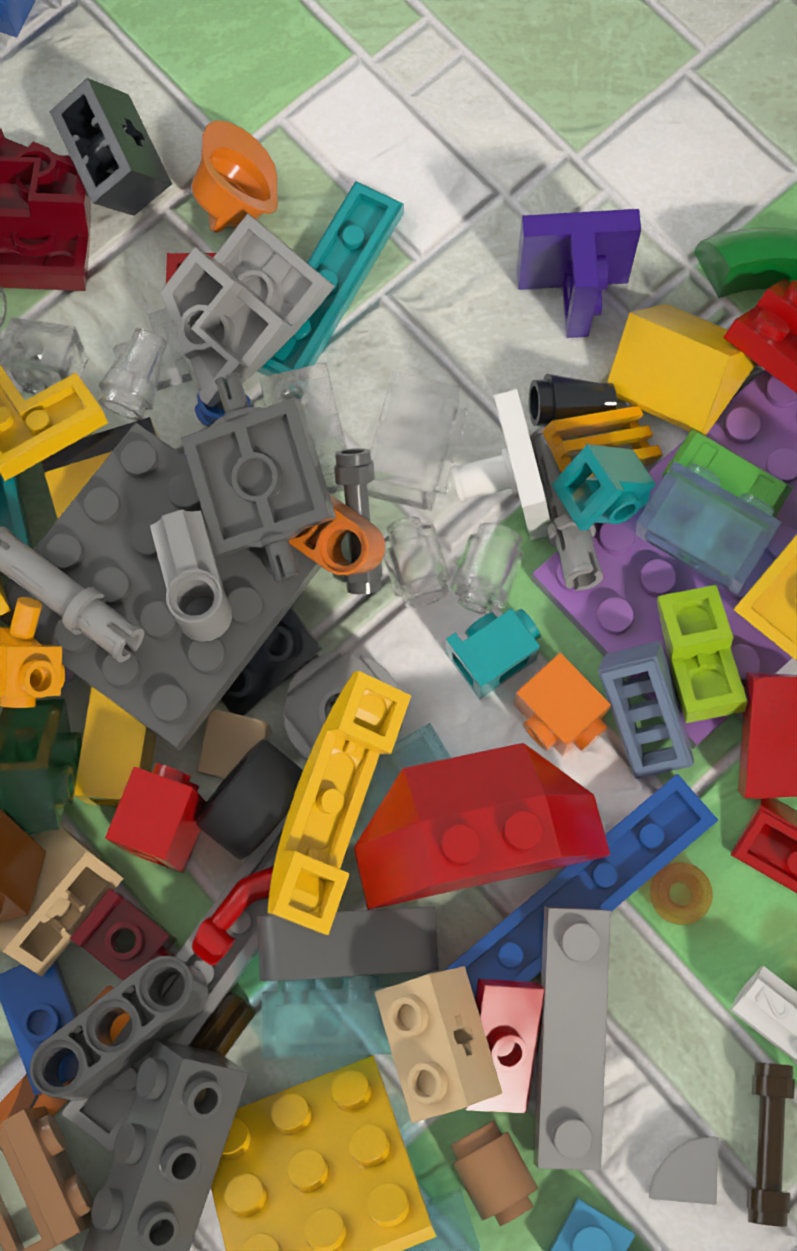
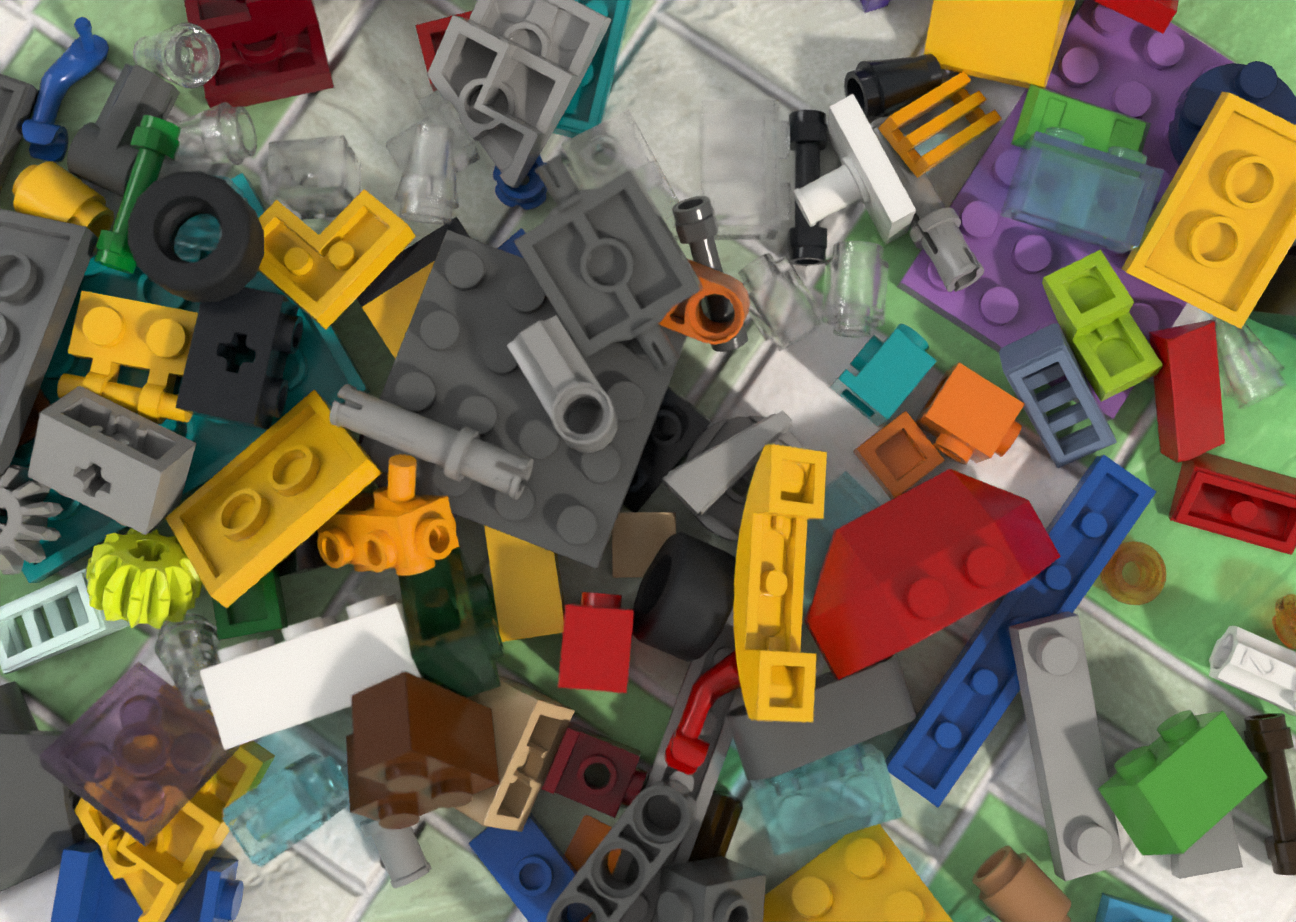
camera: 25 degrees left, 10 degrees up
(312, 691) = (711, 474): none -> light grey slope
(438, 1043) = (948, 797): tan brick -> none
(483, 430) = (807, 137): none -> black bar
(489, 723) = (898, 455): none -> orange tile
(511, 1026) = (1000, 773): plate -> none
(614, 497) = (963, 175): teal brick -> none
(672, 1099) = (1181, 782): none -> bright green brick

